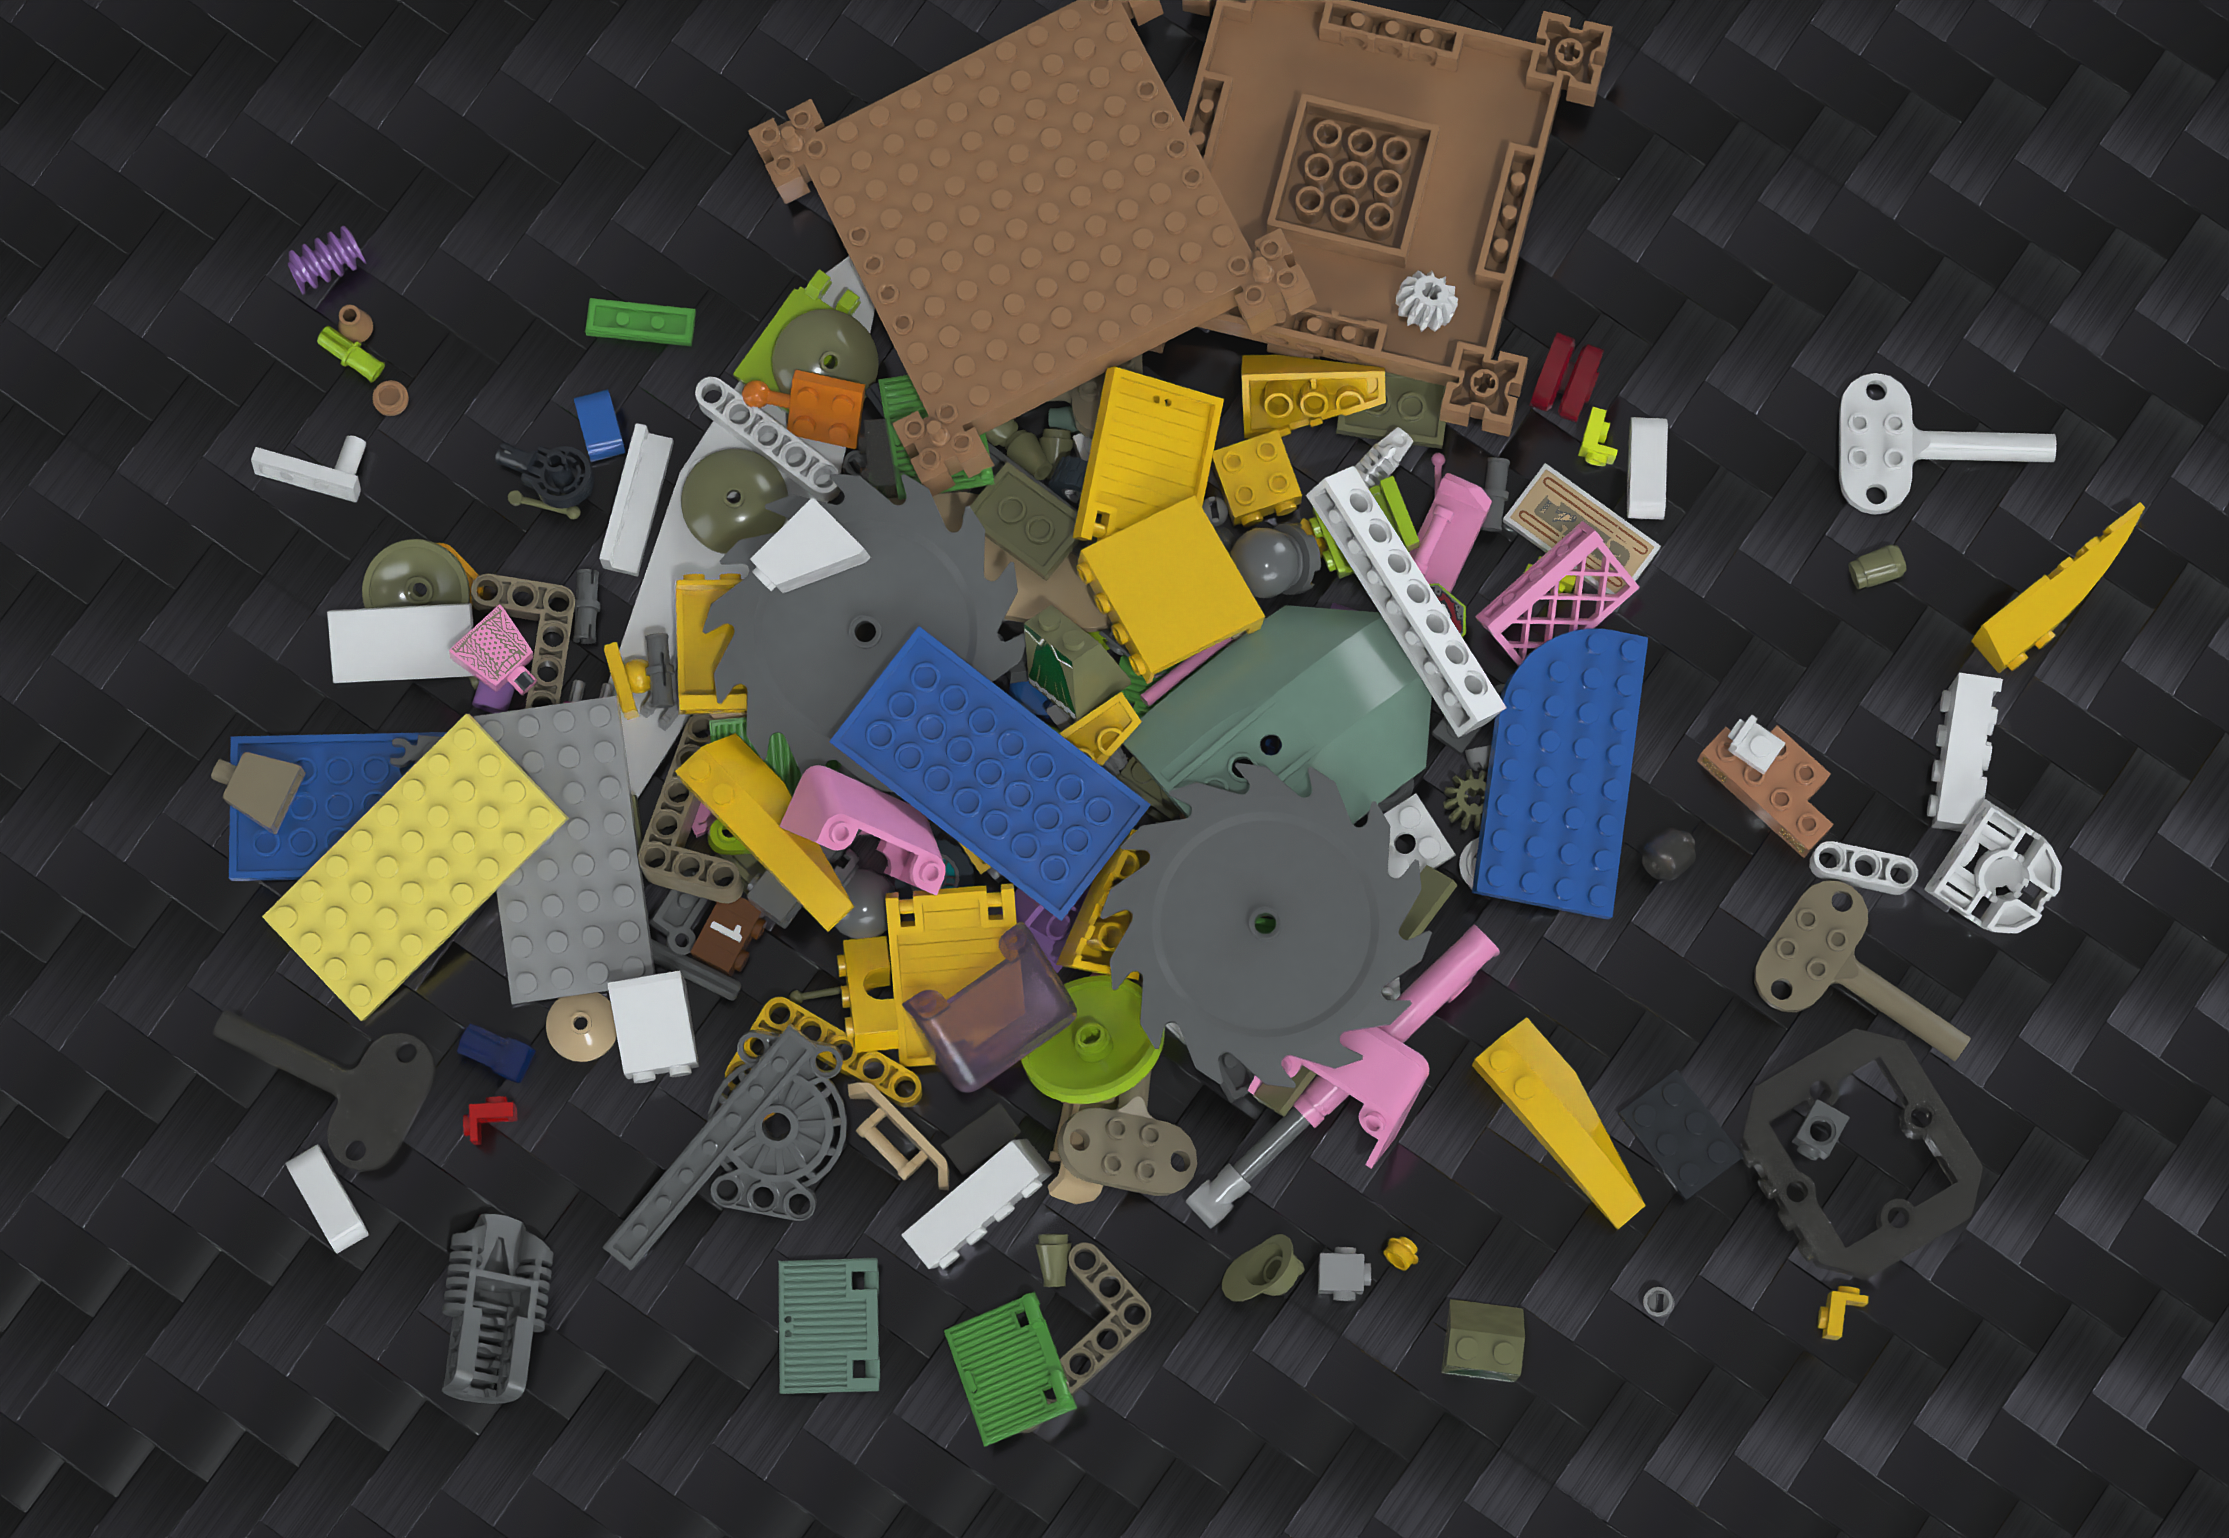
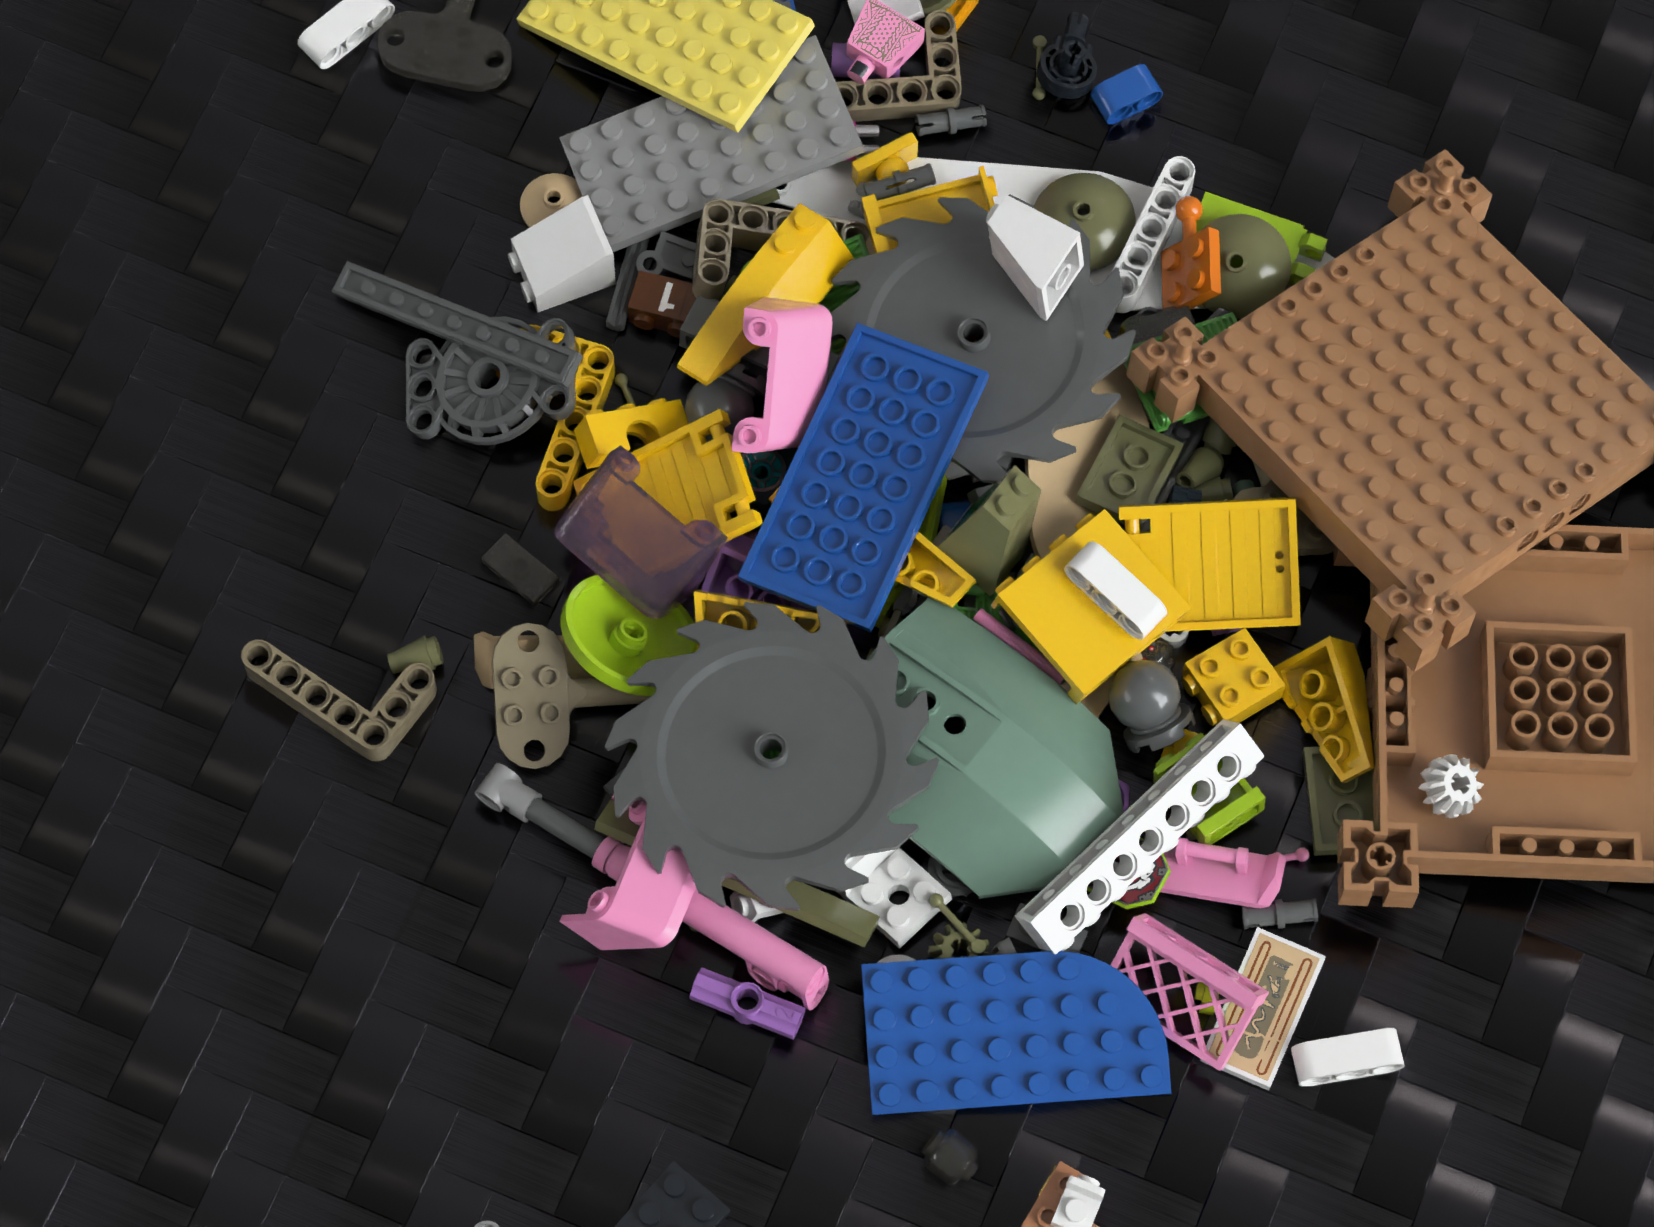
camera: 75 degrees right, 10 degrees down
(494, 1110) = (446, 129): red bracket -> none
(494, 1308) = (272, 175): dark grey connector -> none
(505, 1056) = (509, 142): clear blue piece -> none
(636, 501) = (1062, 138): white fence -> none
(640, 322) = (1237, 111): bright green tile -> none
(828, 1326) = (312, 471): sand green window -> none
(882, 1144) = (509, 500): tan piece -> none
(977, 1202) = (455, 574): white wedge -> none
(1009, 1369) = (300, 634): bright green window -> none
(1171, 559) = (1115, 590): none -> white beam
(1221, 509) = (1188, 645): light grey hinge -> none
(1264, 1269) = (441, 850): olive piece -> none
(1343, 1273) = (454, 924): light grey brick -> none
(1384, 457) = (1285, 795): white hinge -> none
(1401, 1252) = (487, 978): yellow plate -> none
(1476, 780) = (977, 945): none -> olive hinge
(1484, 1341) = (411, 1067): olive slope -> none
(1493, 991) = (724, 994): none -> medium lavender piece
(1560, 1115) = (659, 1101): yellow wedge -> none
(1567, 377) = (1417, 952): dark red wheel -> none
(1595, 432) = (1369, 996): neon yellow bracket -> none

